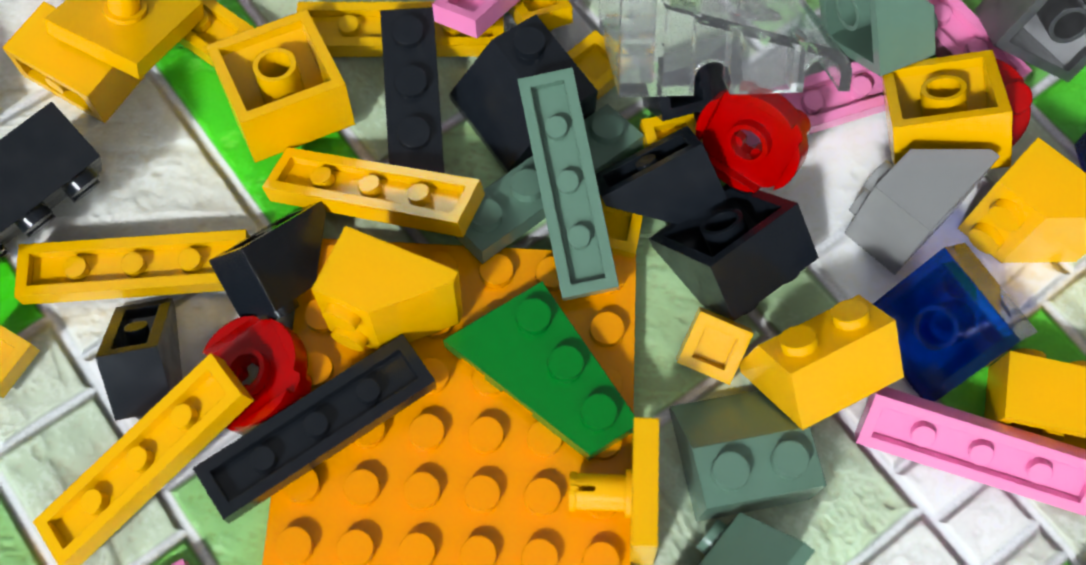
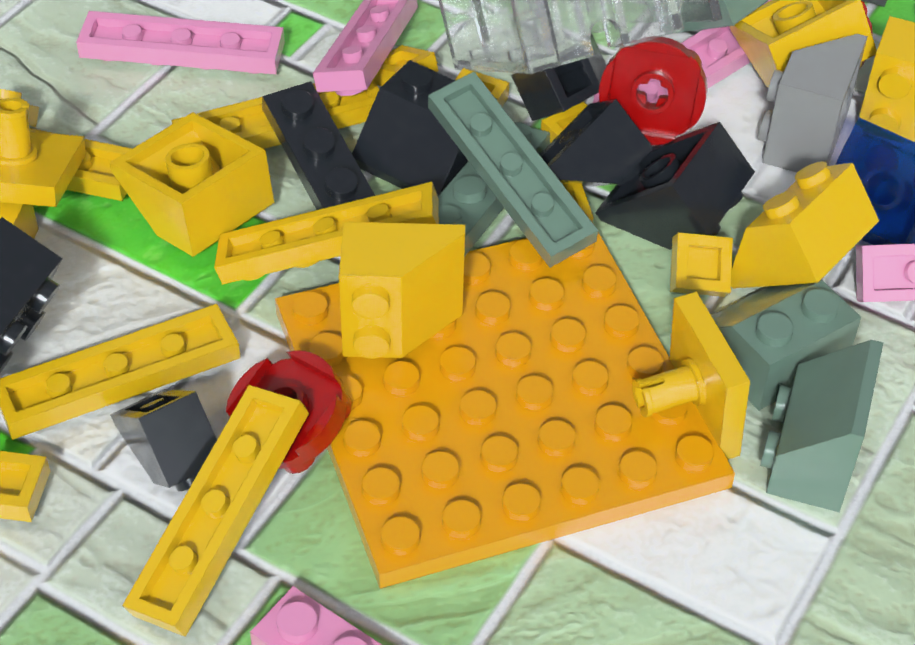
camera: 20 degrees left, 20 degrees down
(273, 264) = (262, 317): black slope -> none
(314, 428) = (374, 425): black plate -> none
(548, 369) = (560, 313): green wing -> none

